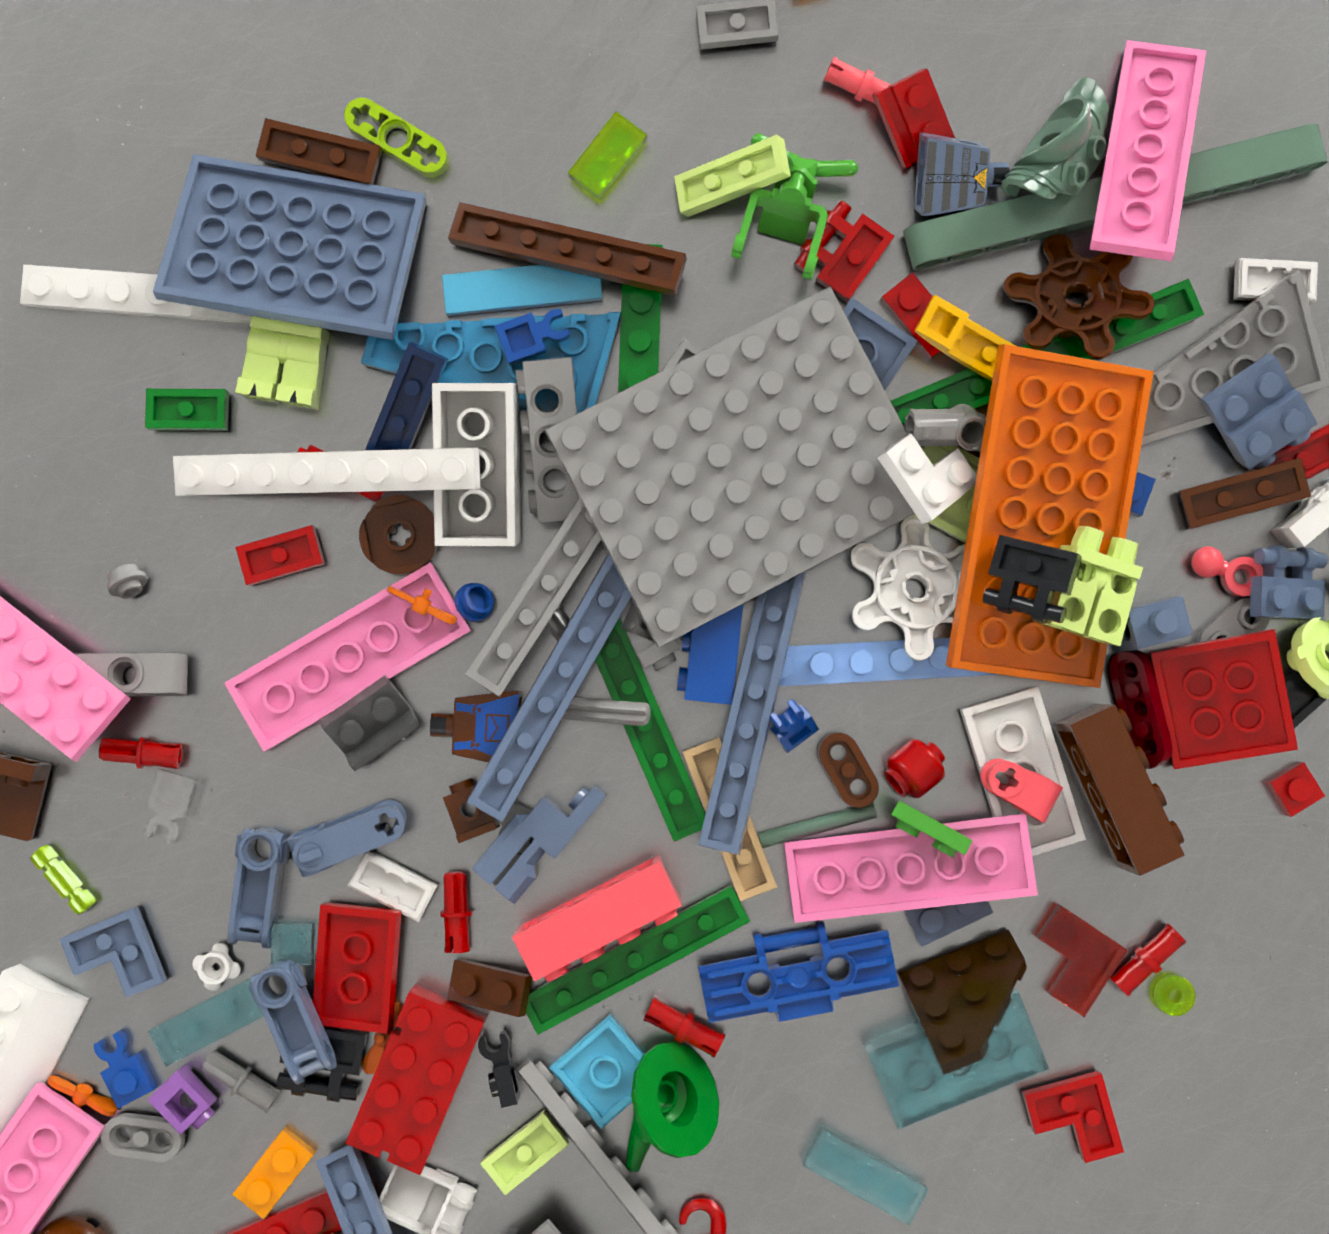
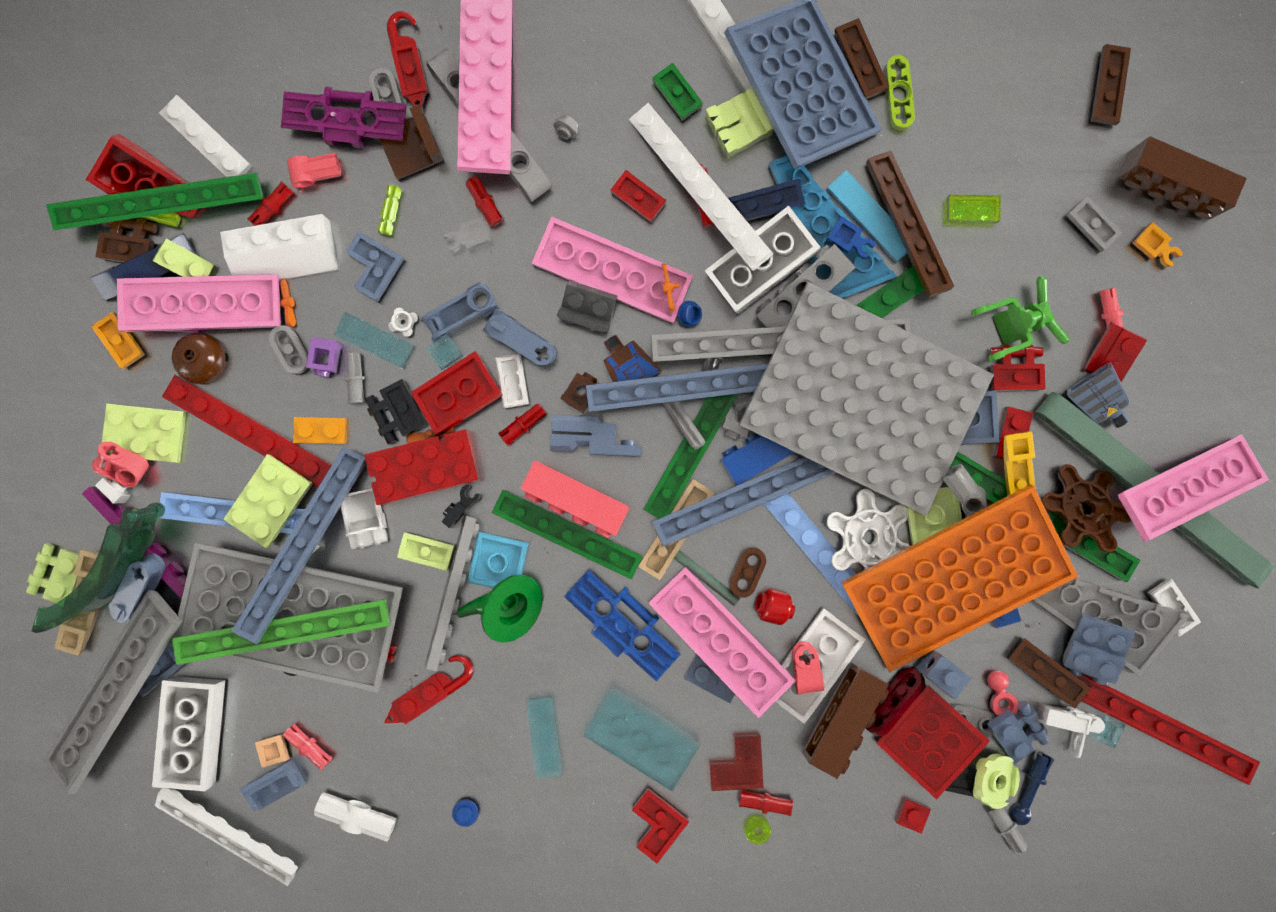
camera: 55 degrees right, 0 degrees up
(127, 1075) = (313, 318): blue plate -> none
(293, 1021) = (406, 381): sand blue piece -> none
(381, 522) = (694, 235): reddish brown plate -> none
(489, 987) = (497, 470): reddish brown plate -> none
(684, 1027) = (551, 586): red pin -> none
(732, 176) = (1013, 280): yellowish green plate -> none
(793, 726) = (749, 526): blue plate -> none
(927, 486) = (927, 499): white plate -> none
(946, 839) = (752, 647): bright green plate -> none
(964, 997) = (676, 719): dark brown plate -> none
(1034, 566) = (929, 588): black plate -> none
(1066, 147) = (1161, 444): sand green piece -> none
(1101, 588) = (939, 628): yellowish green hips -> none

